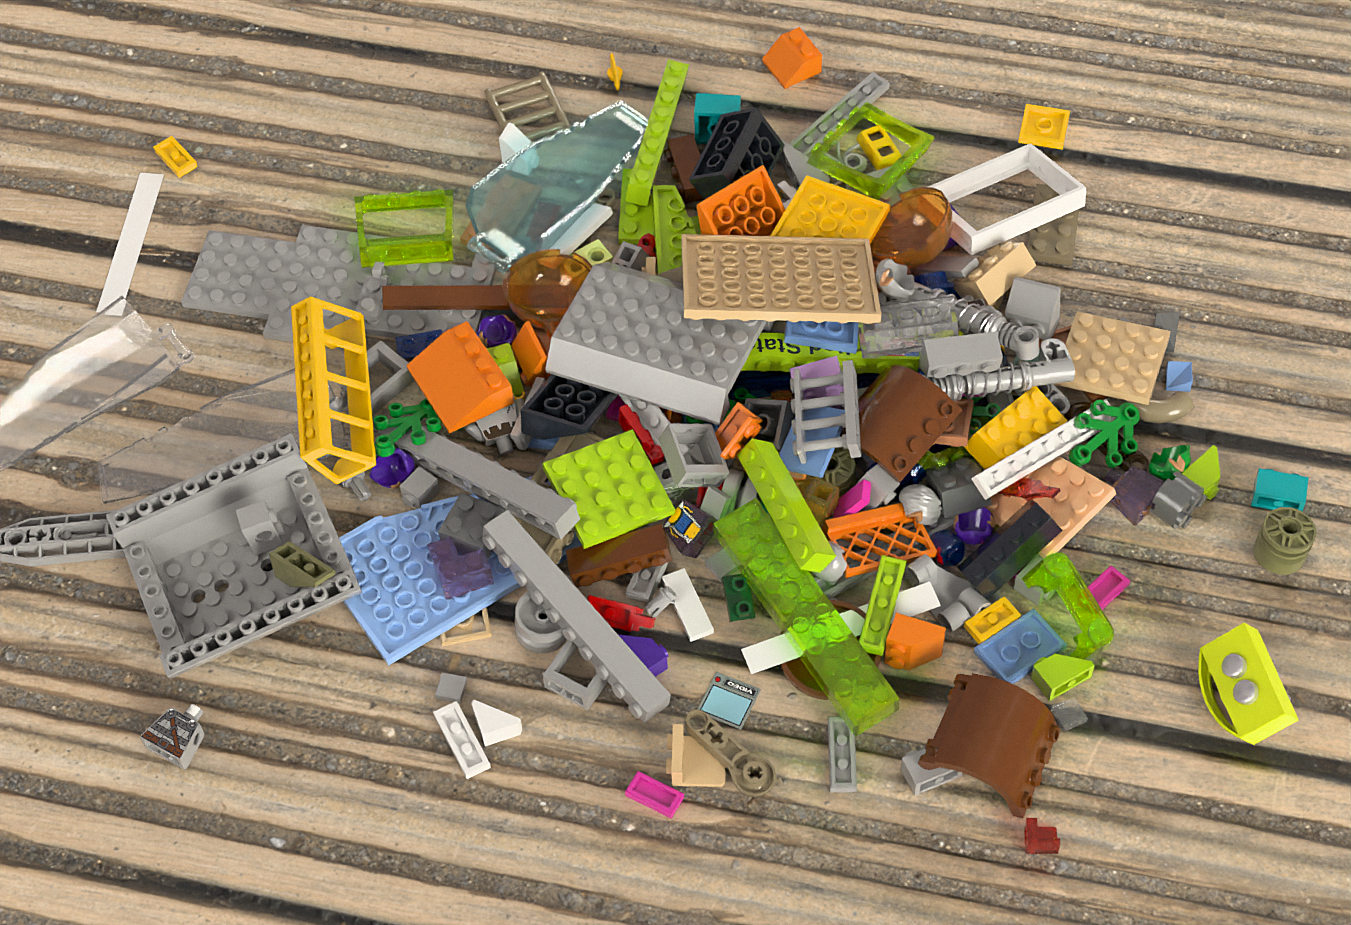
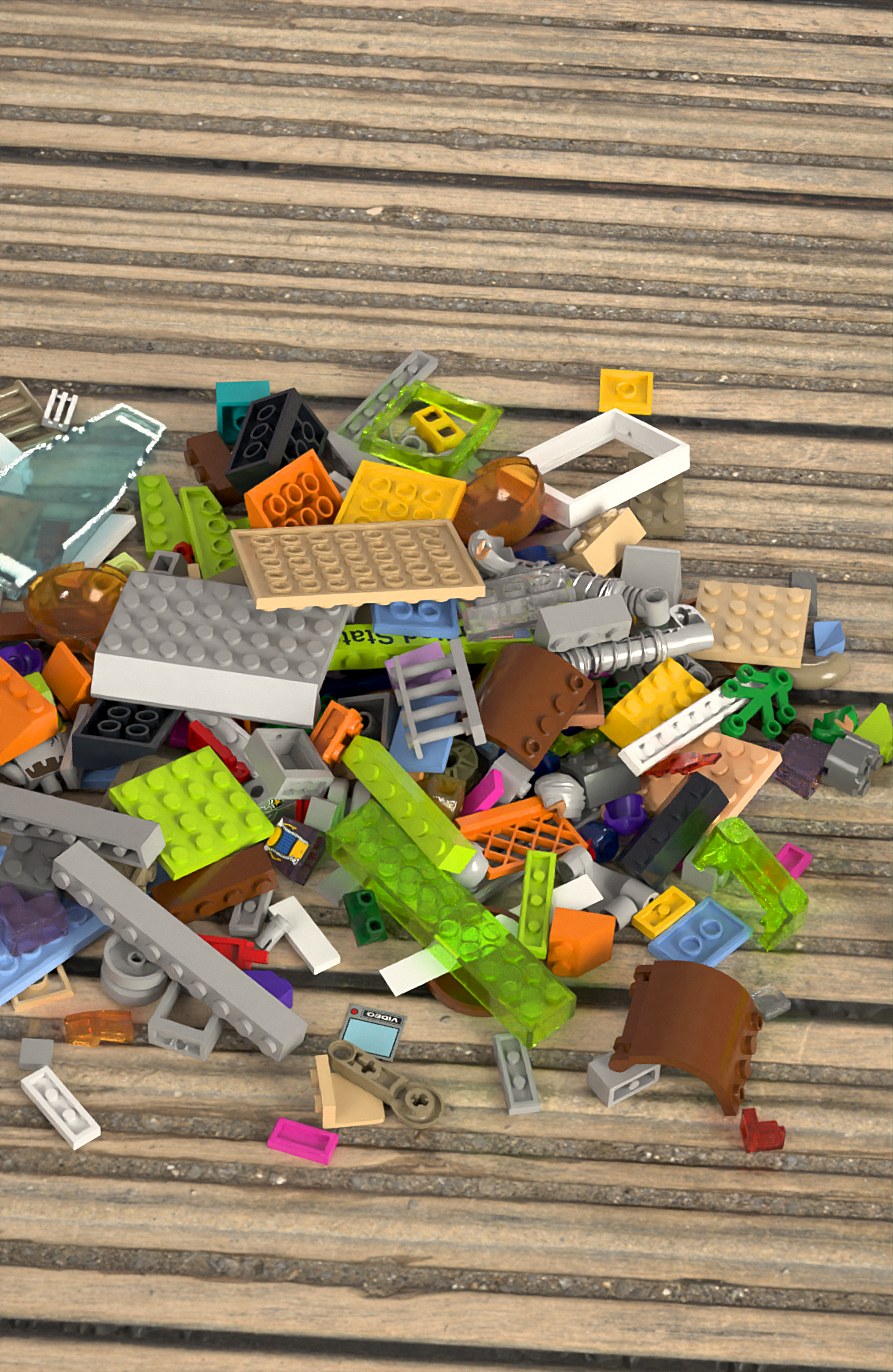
camera: 15 degrees left, 10 degrees down
(495, 724) = (97, 1085): white slope -> none
(502, 669) = (93, 1026): none -> clear orange slope
(574, 92) = (62, 401): none -> tile
(614, 72) = (106, 374): yellow piece -> none
(657, 133) = (173, 433): lime brick -> none
(793, 58) = (319, 342): orange slope -> none
(1060, 674) = (752, 958): lime slope -> none

